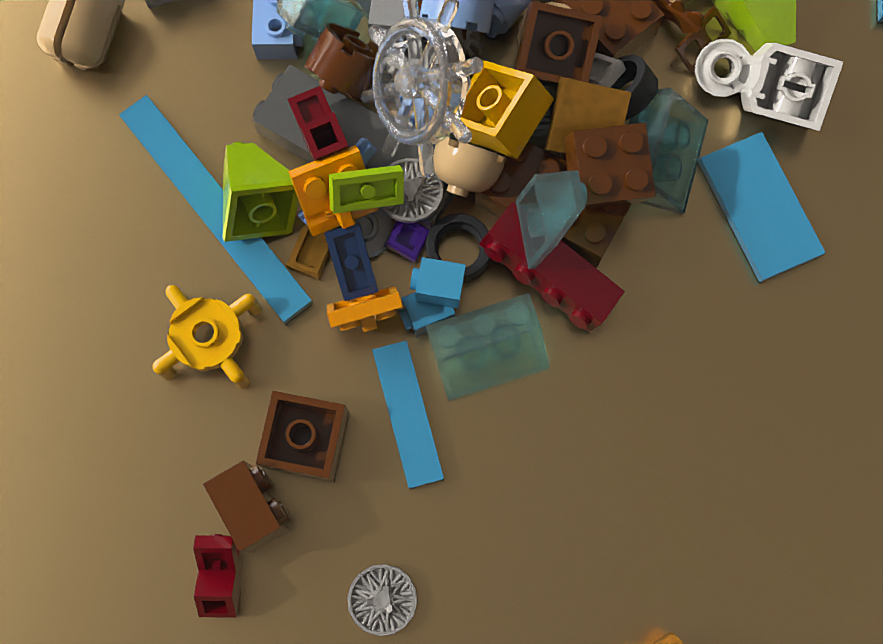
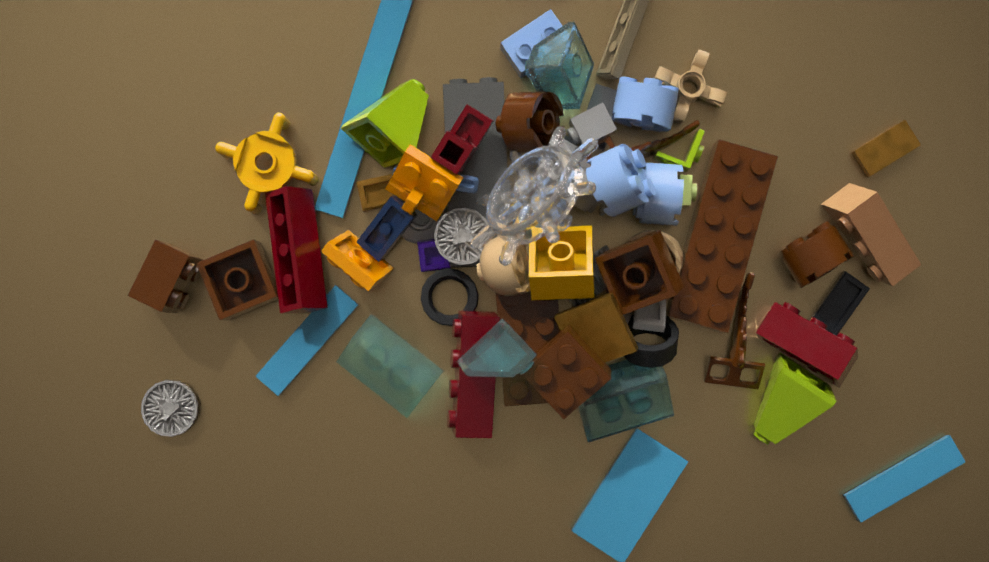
camera: 55 degrees right, 10 degrees up
(218, 576) = (108, 288): dark red brick -> none
(312, 360) = (296, 250): none -> dark red brick
(366, 189) = (435, 208): lime plate -> none
(419, 314) = (388, 305): dark azure brick -> none
(438, 282) = (405, 303): dark azure brick -> none
(773, 81) = (731, 449): white brick -> none

